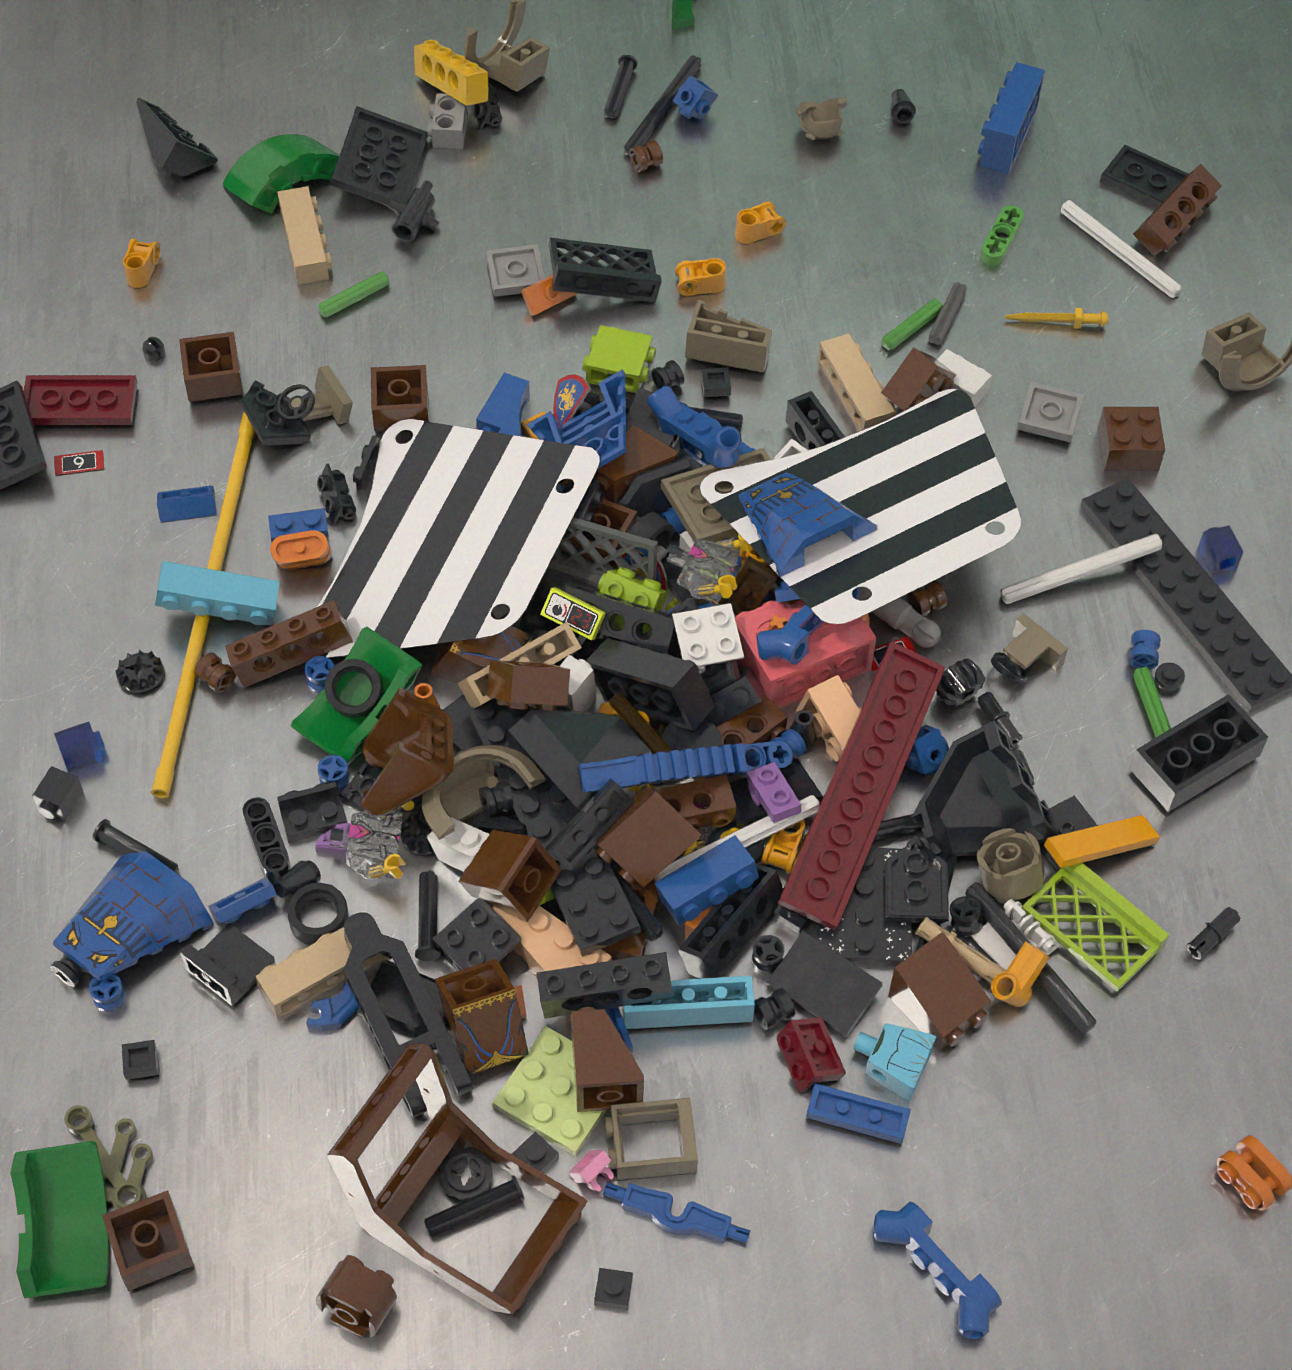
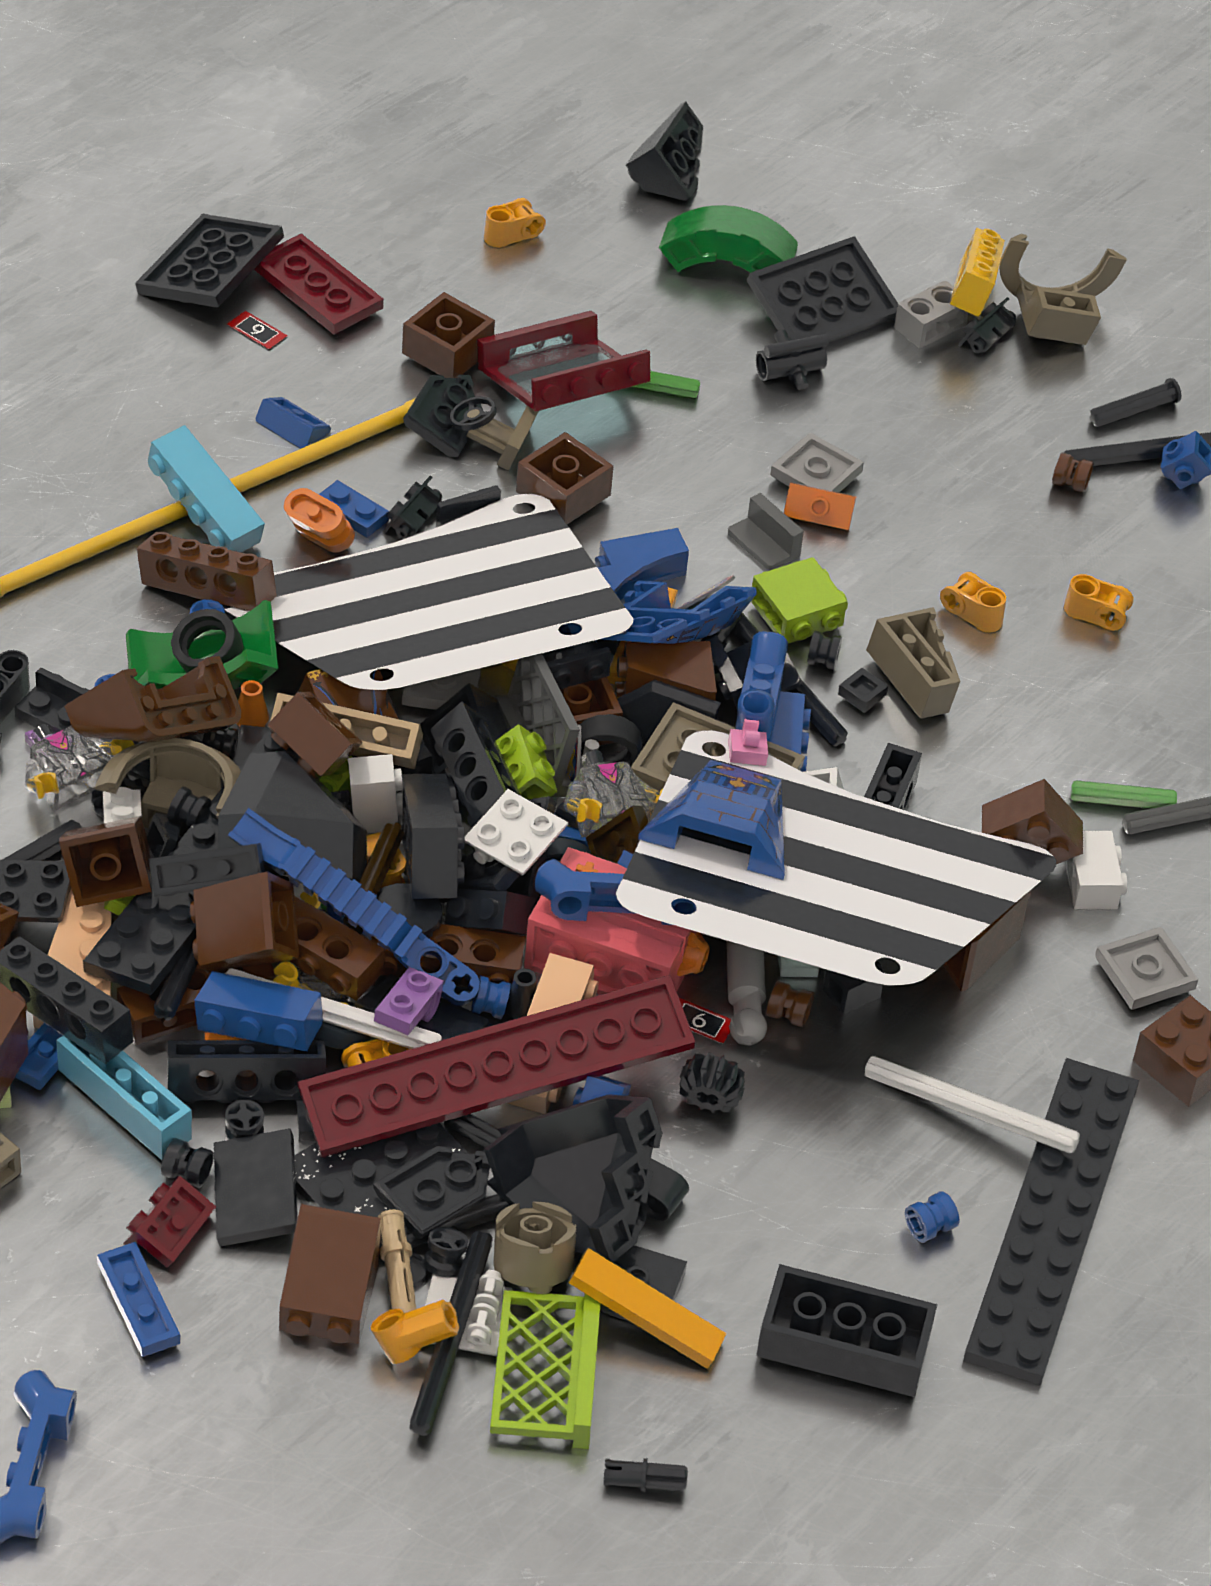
camera: 45 degrees right, 10 degrees down
(149, 677) = (80, 514): black gear -> none
(150, 351) = (429, 288): black hinge -> none
(217, 674) = (125, 554): reddish brown wheel -> none
(301, 328) = (559, 362): none -> dark red panel
(303, 235) = (672, 304): tan brick -> none
(543, 333) = (768, 534): none -> dark grey panel
(580, 615) = (441, 729): tile -> none
(596, 279) = (880, 534): black fence -> none
(741, 468) = (748, 744): none -> bright pink tile
(855, 382) = (997, 773): tan brick -> none
(896, 1057) = (230, 1292): medium azure torso -> none
(995, 713) = (711, 1148): black axle -> none
(1029, 644) = (814, 1112): dark tan piece -> none
(1151, 701) = (883, 1256): bright green axle -> none
(1169, 676) = (926, 1260): black plate -> none
(1220, 549) = (1136, 1209): clear blue brick -> none

